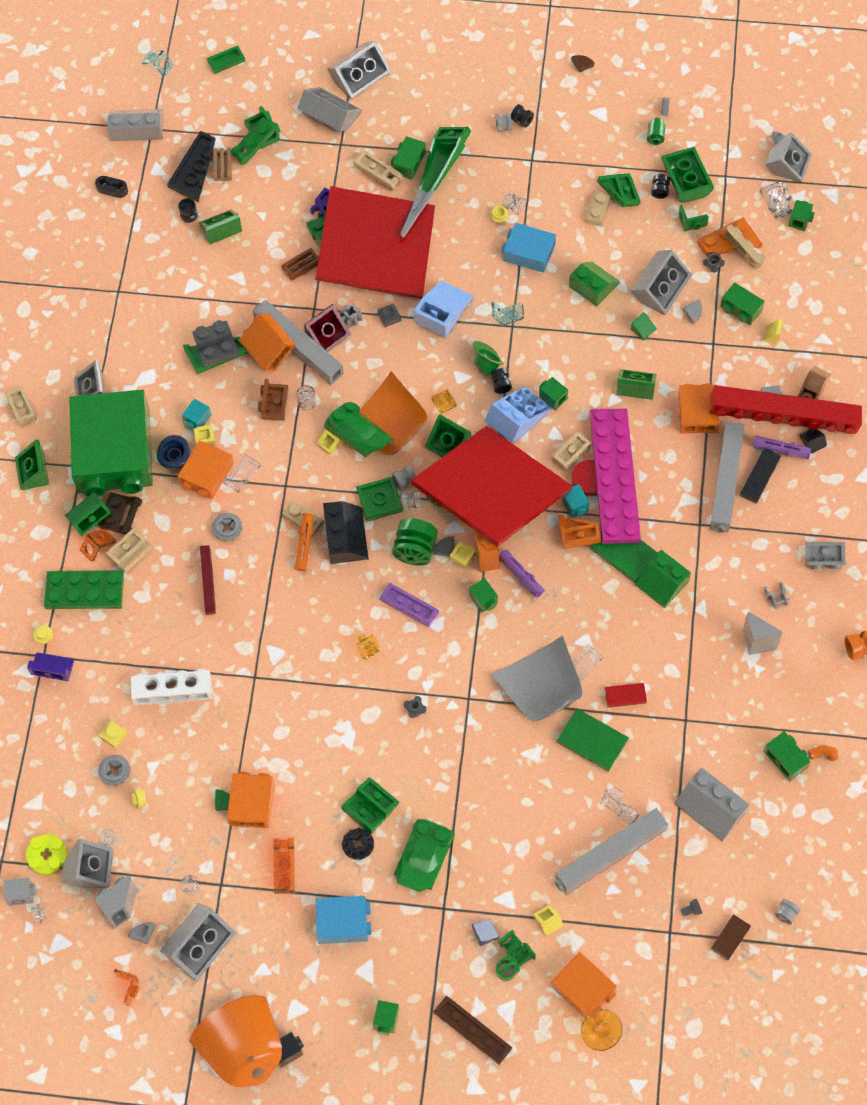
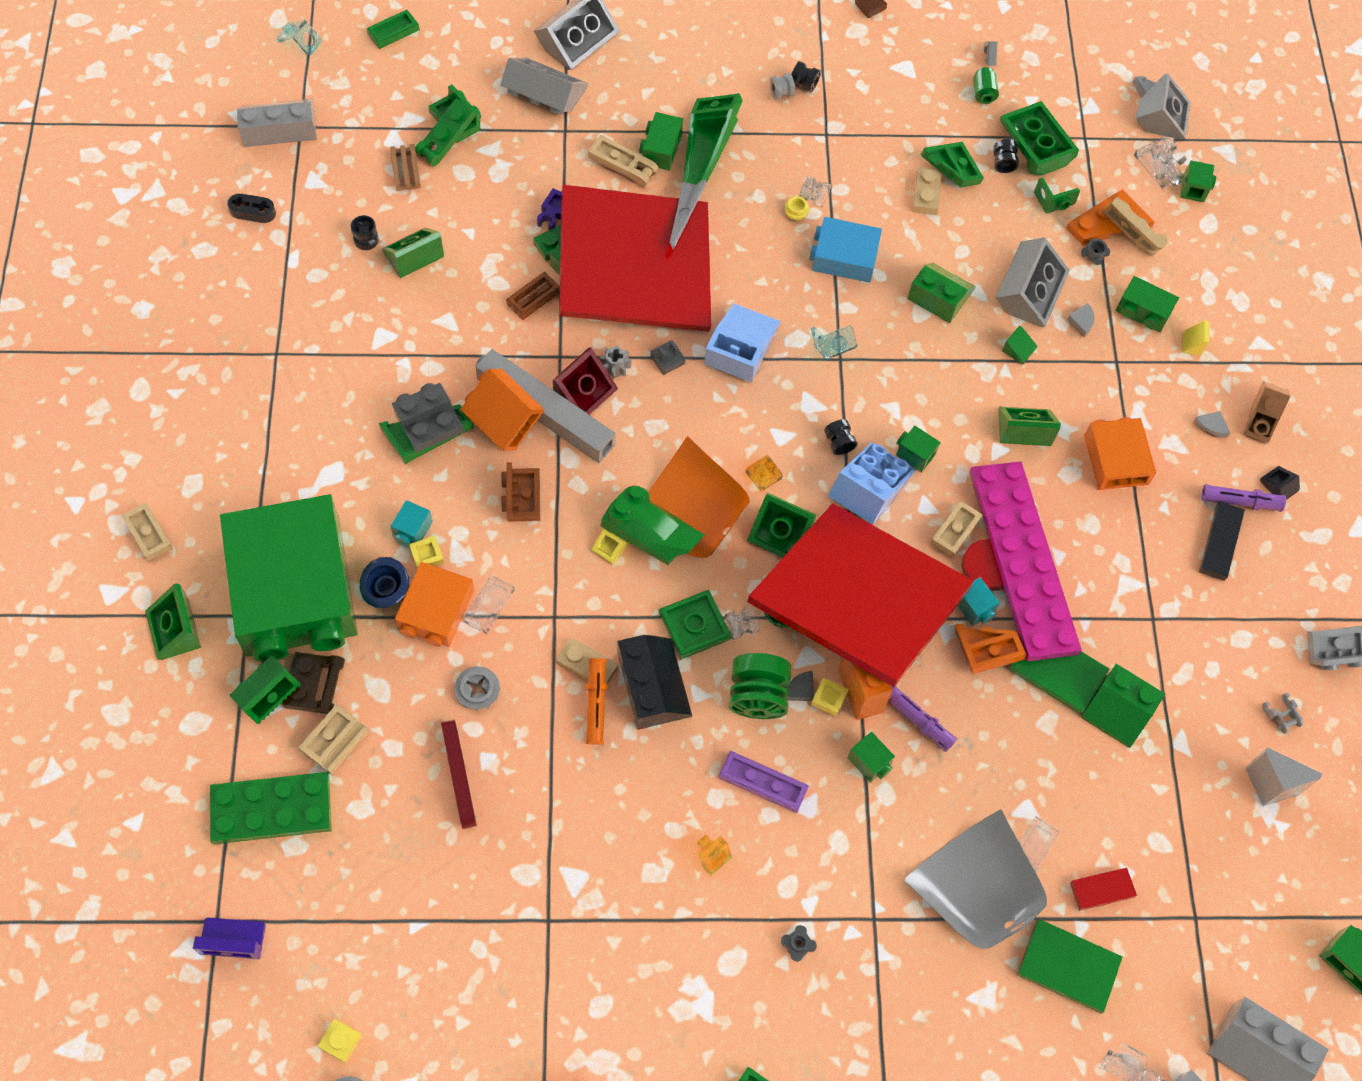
camera: 15 degrees left, 0 degrees up
(43, 634) = (212, 887): light yellow plate -> none
(90, 380) = (248, 487): light grey slope -> none
(96, 540) = (282, 728): clear orange bracket -> none
(180, 693) = (378, 972): white brick -> none
(192, 170) = (364, 177): black wing -> none
(306, 397) = (567, 478): clear wheel -> none
(403, 477) = (727, 589): light grey wheel -> none
(486, 358) = (815, 408): green piece -> none
(727, 477) = (1179, 548): light grey brick -> none
(785, 409) = (1241, 444): red brick -> none

